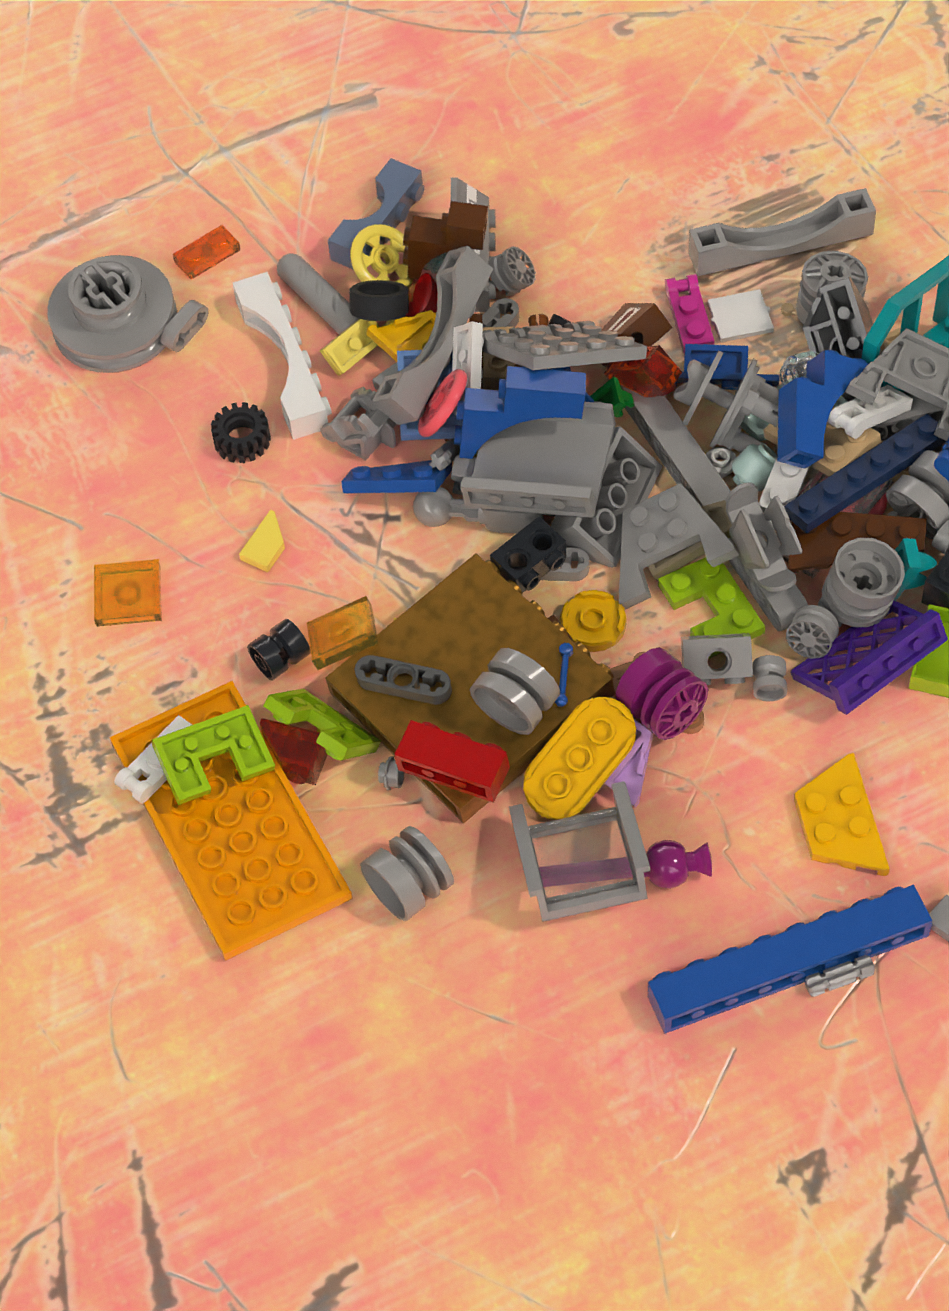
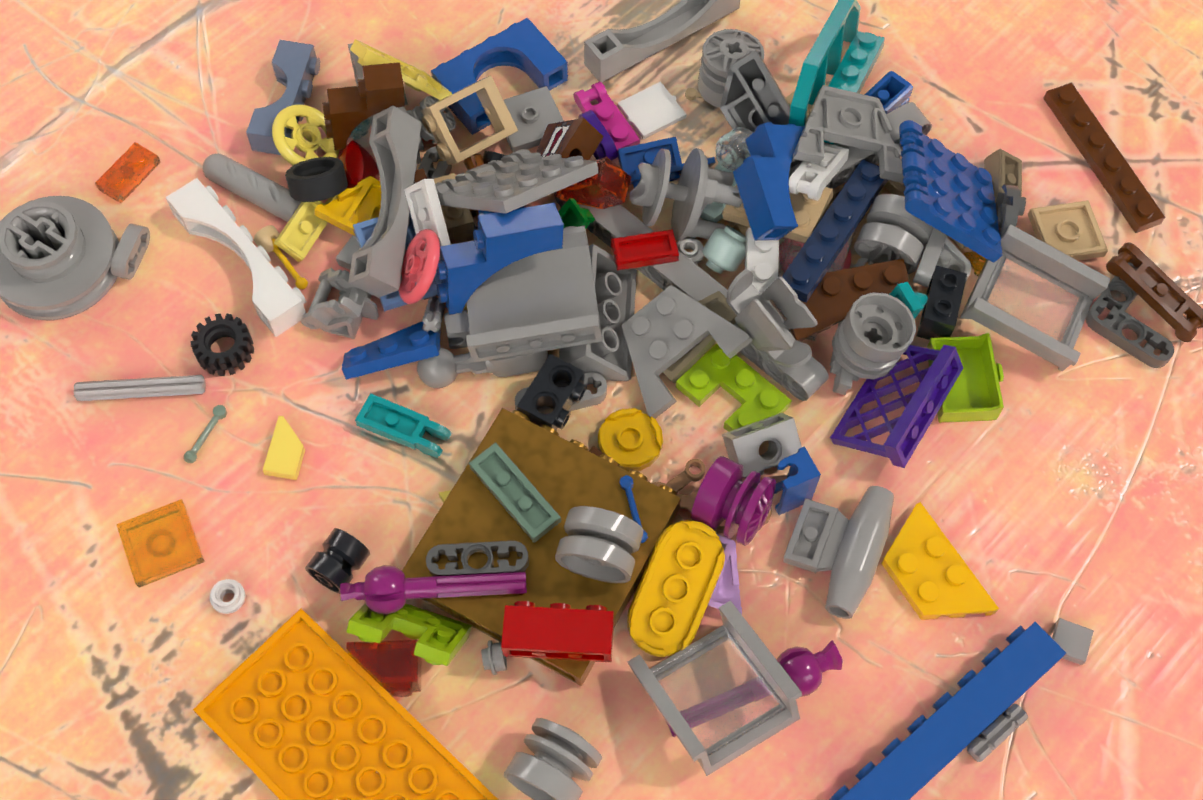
camera: 25 degrees left, 5 degrees up
(148, 766) = (255, 719): white plate -> none
(153, 452) = (139, 388): none -> light grey axle
(169, 646) = (221, 589): none -> white plate
(185, 749) = (279, 706): lime plate -> none
(218, 493) = (219, 413): none -> sand green hinge
(313, 345) = (266, 238): none -> hinge
(313, 682) = (388, 588): none -> magenta piece
(342, 633) = (396, 525): clear yellow tile -> none
(380, 548) = (401, 425): none -> teal hinge
(457, 629) = (515, 492): none -> sand green plate
(498, 217) = (412, 76): none -> light yellow wing
(573, 270) = (494, 108): none -> tan window
(608, 290) = (531, 115): none -> light grey plate
(623, 219) = (516, 46): none -> blue arch
(671, 446) = (644, 249): none -> red tile
(673, 340) = (607, 146): none -> dark purple plate
(731, 700) = (800, 481): none -> blue hinge
(757, 769) = (849, 548): none -> light grey plate
(769, 678) = (817, 445): light grey wheel -> none
(813, 631) = (840, 394): light grey wheel -> none

